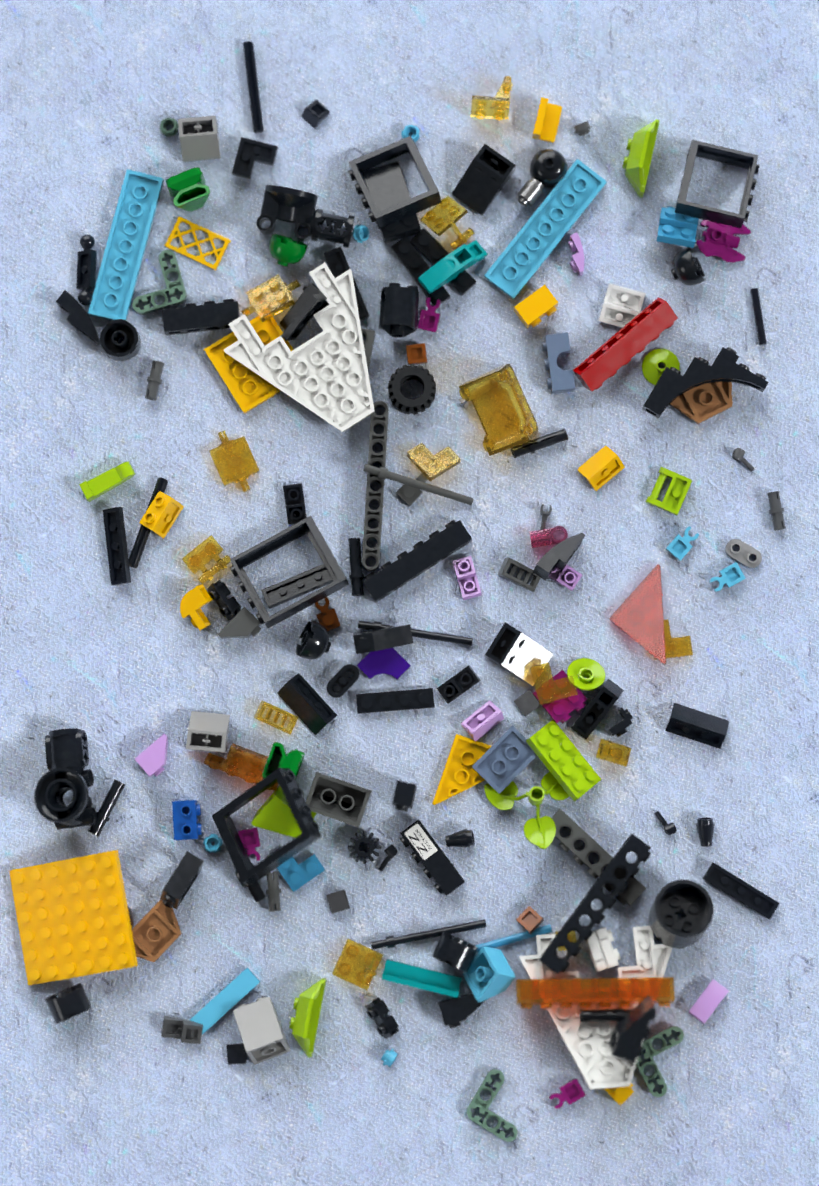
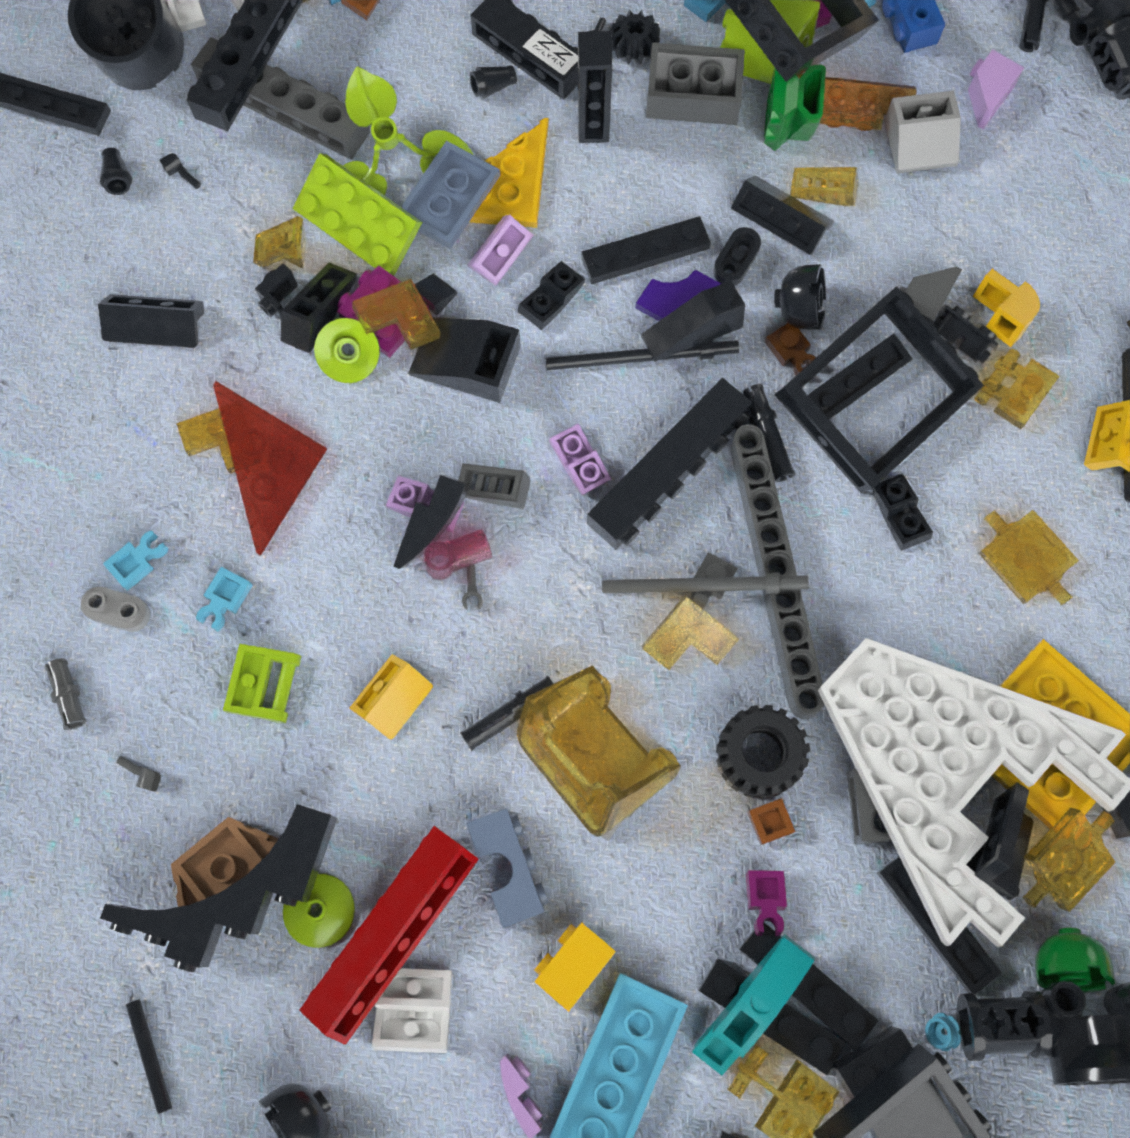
camera: 165 degrees right, 10 degrees down
(399, 310) = (829, 891): black cylinder -> none

